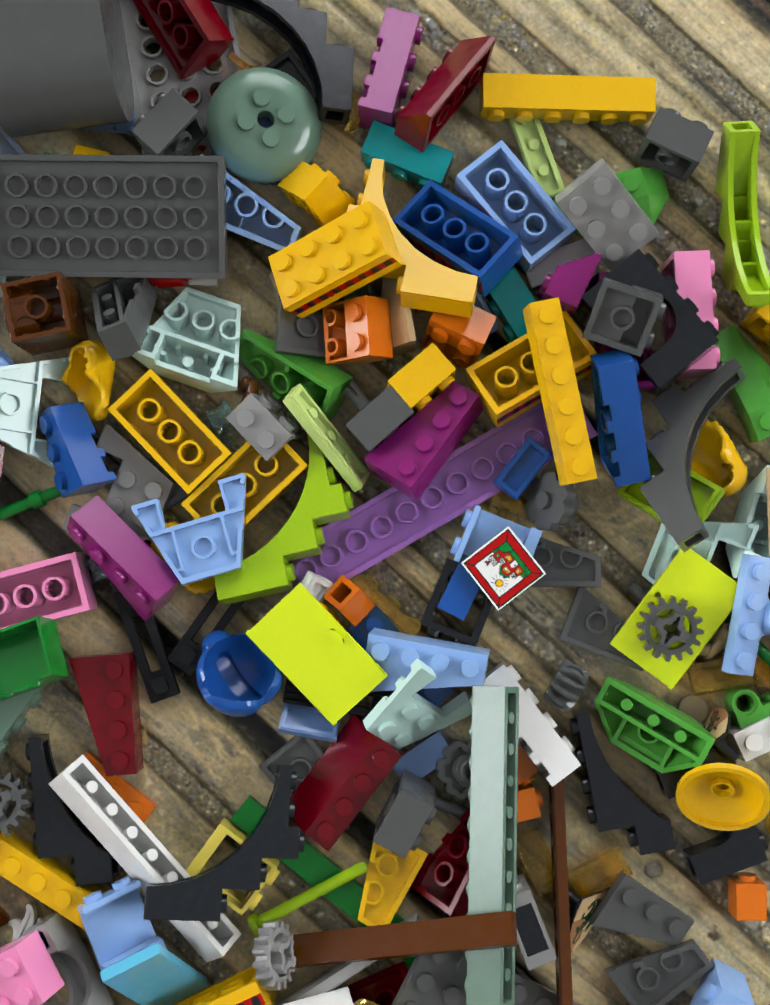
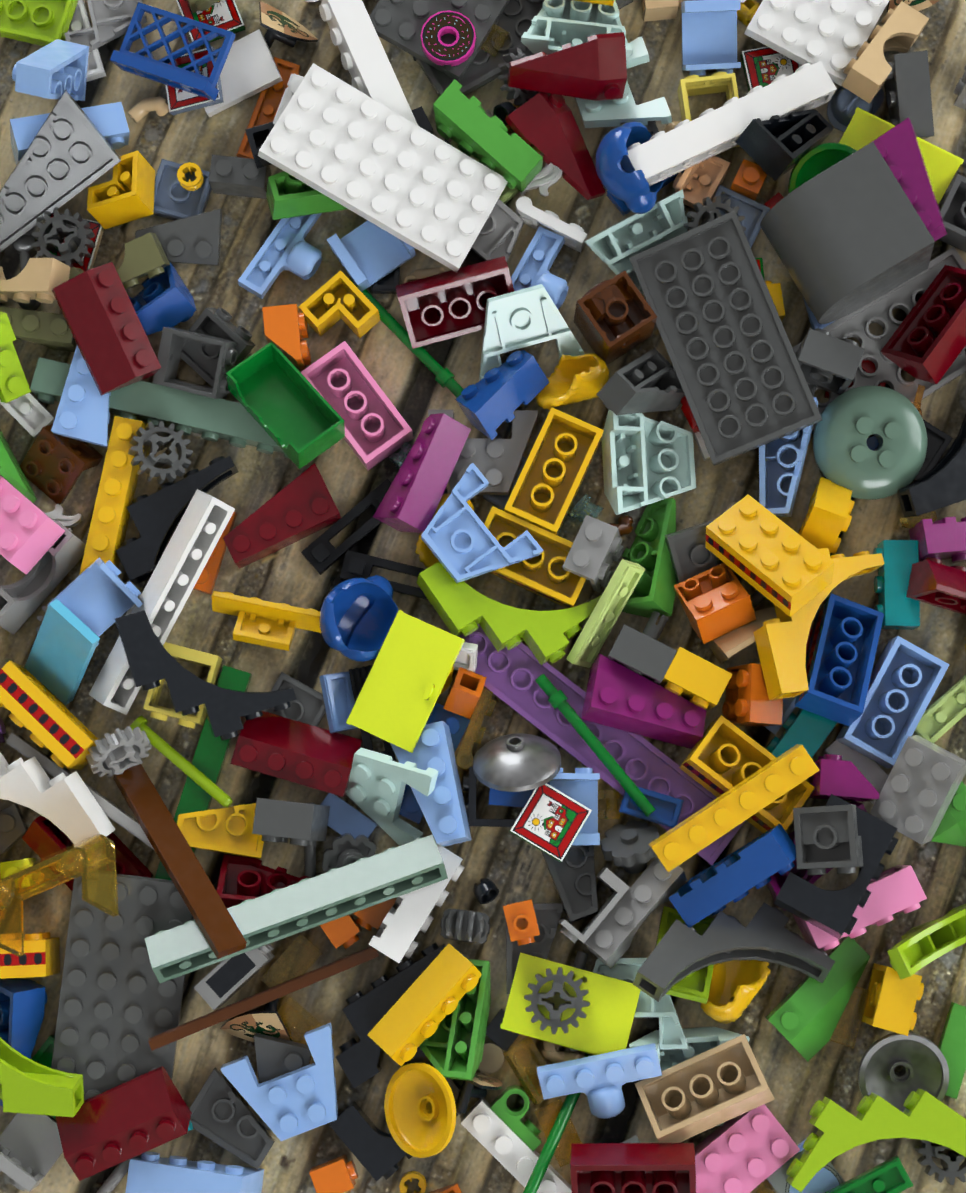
camera: 65 degrees right, 5 degrees down
(204, 764) = (265, 621): none -> yellow bracket
(391, 515) = (559, 700): none -> green bar
(435, 578) = (516, 762): none -> flat silver dish
(540, 653) = (485, 891): none -> black hinge
(583, 632) = (521, 922): none -> orange brick
(608, 561) = (619, 889): none -> light grey panel
(614, 527) = (618, 928): none -> light grey arch
(628, 754) = (425, 1005): none -> yellow brick
(665, 908) = (296, 1099): none -> light blue wing
(672, 696) = (501, 1037): none -> black tile

